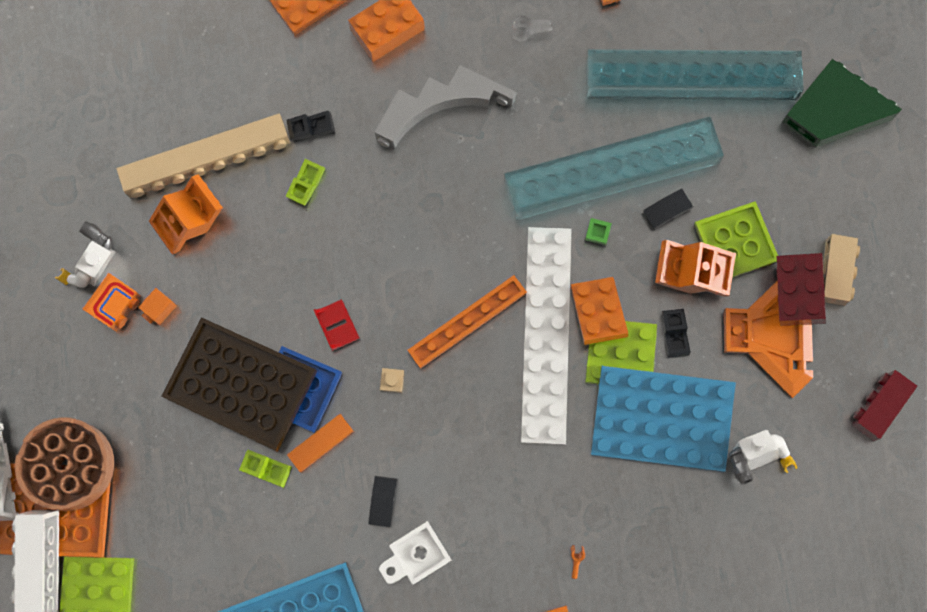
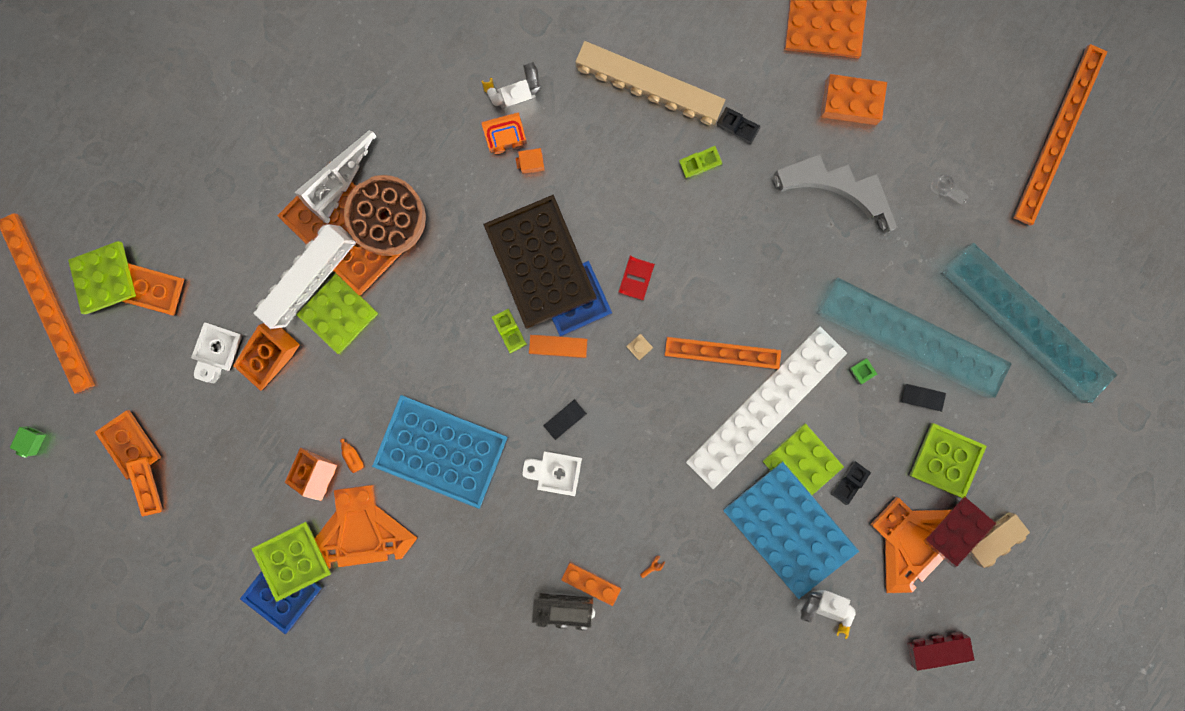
camera: 40 degrees right, 10 degrees up
(185, 214) = (602, 114): orange bracket -> none
(599, 310) = (814, 424): orange plate -> none
(695, 268) = (904, 454): orange bracket -> none
(838, 107) = (1105, 433): dark green slope -> none

